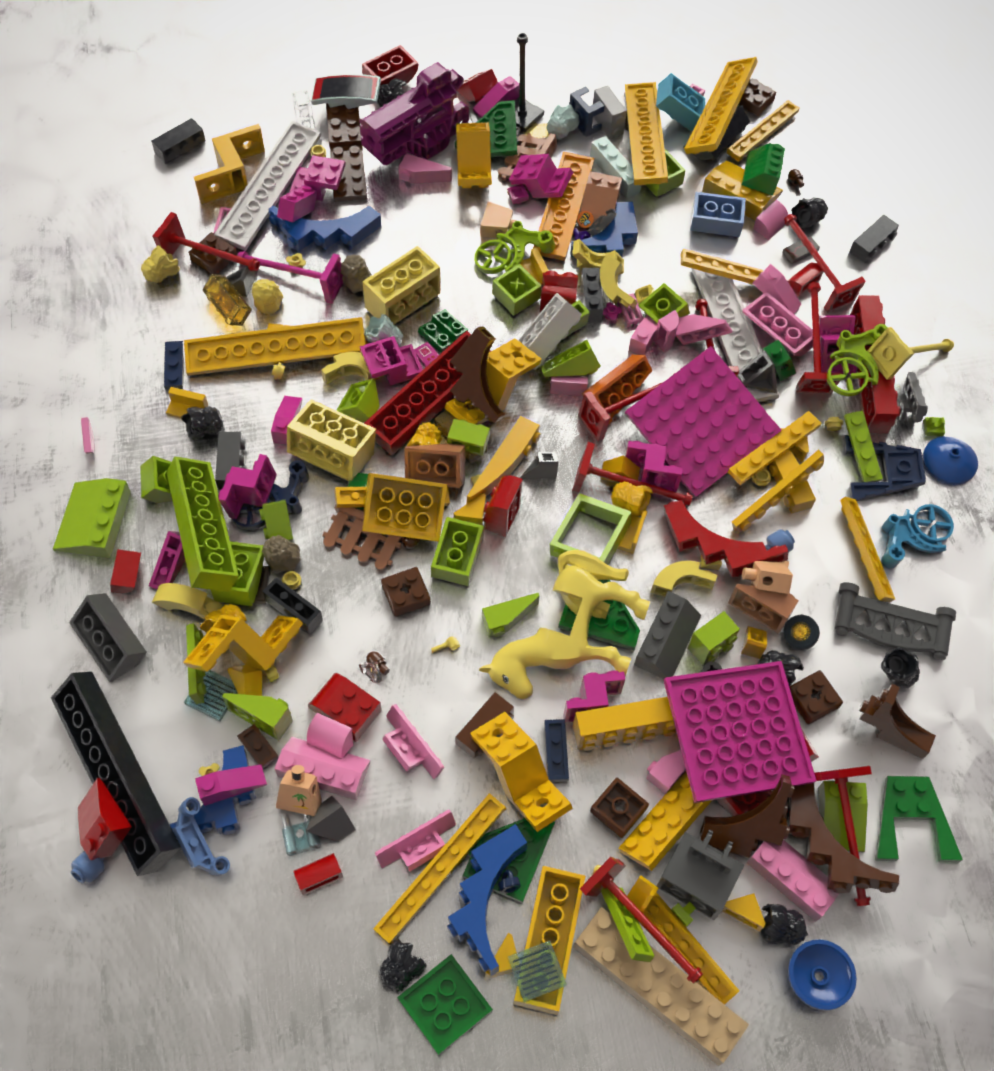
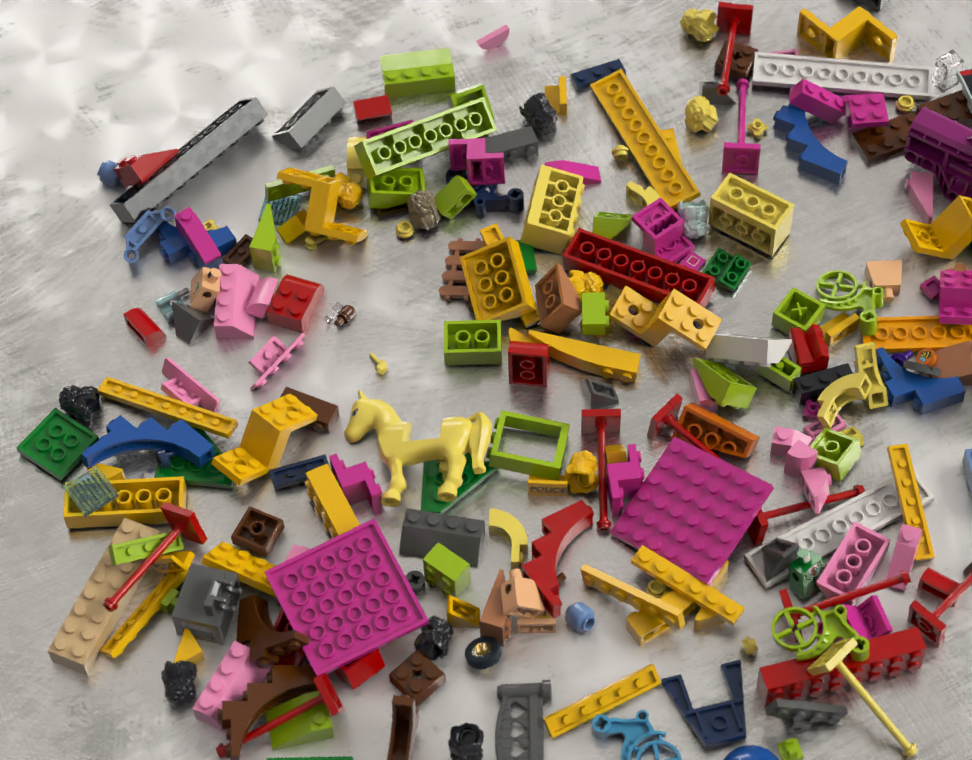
camera: 80 degrees right, 5 degrees down
(226, 300) = (682, 86): clear yellow brick -> none
(292, 605) = (375, 234): black brick -> none
(354, 272) = (759, 172): dark tan hair -> none
(405, 602) = (411, 316): reddish brown brick -> none
(473, 384) = (648, 293): reddish brown arch -> none
(505, 615) = (421, 400): lime slope -> none
(835, 969) = (141, 709): blue dish -> none
(863, 447) = (726, 676): lime plate -> none

